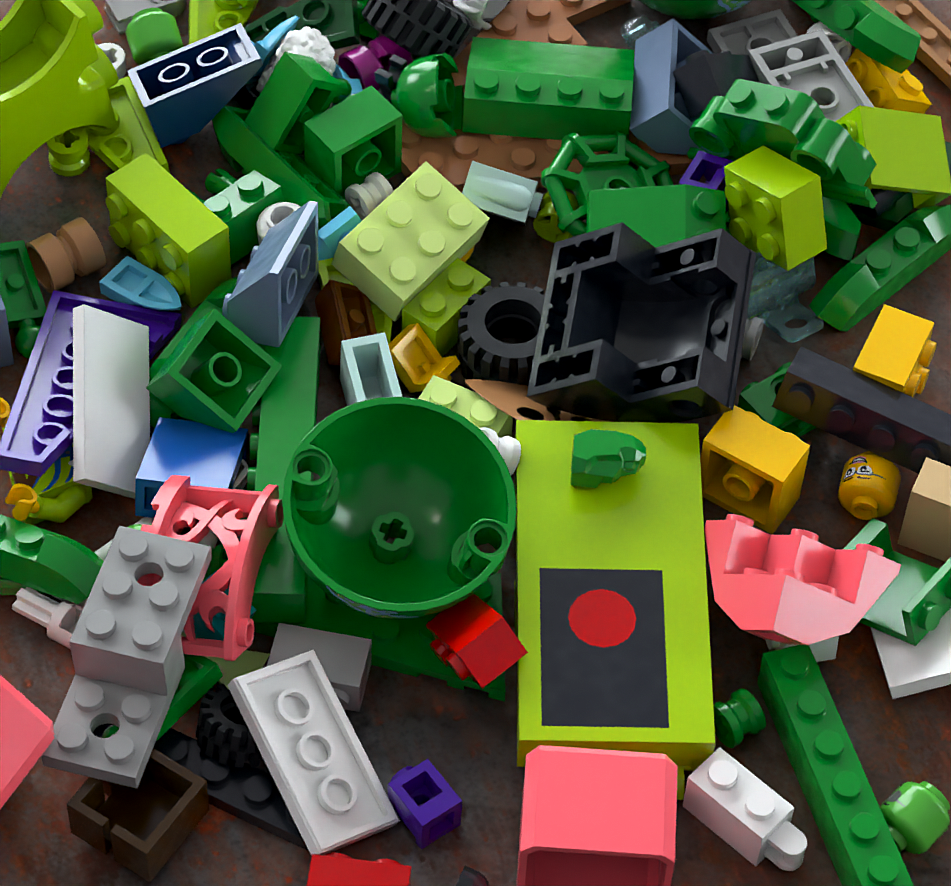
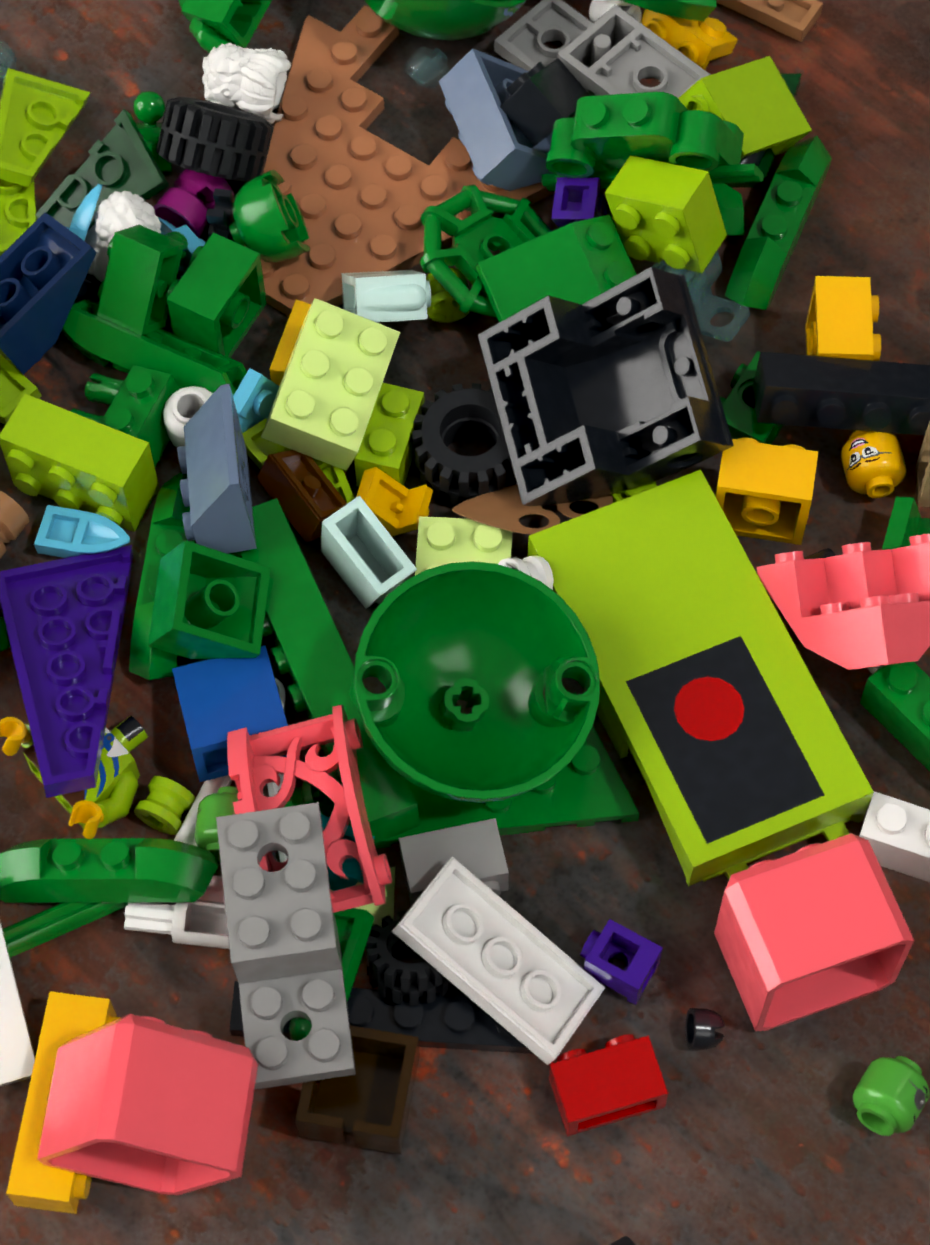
camera: 20 degrees left, 10 degrees up
(96, 524) = (164, 805): none -> lime wheel
(109, 400) = (121, 675): white tile -> none
(368, 195) = (256, 345): white wheel -> none
(474, 641) = (606, 784): red brick -> none
(547, 89) = (376, 164): green slope -> none
(604, 457) = (636, 546): green rock -> none
(738, 717) = (869, 746): green wheel -> none

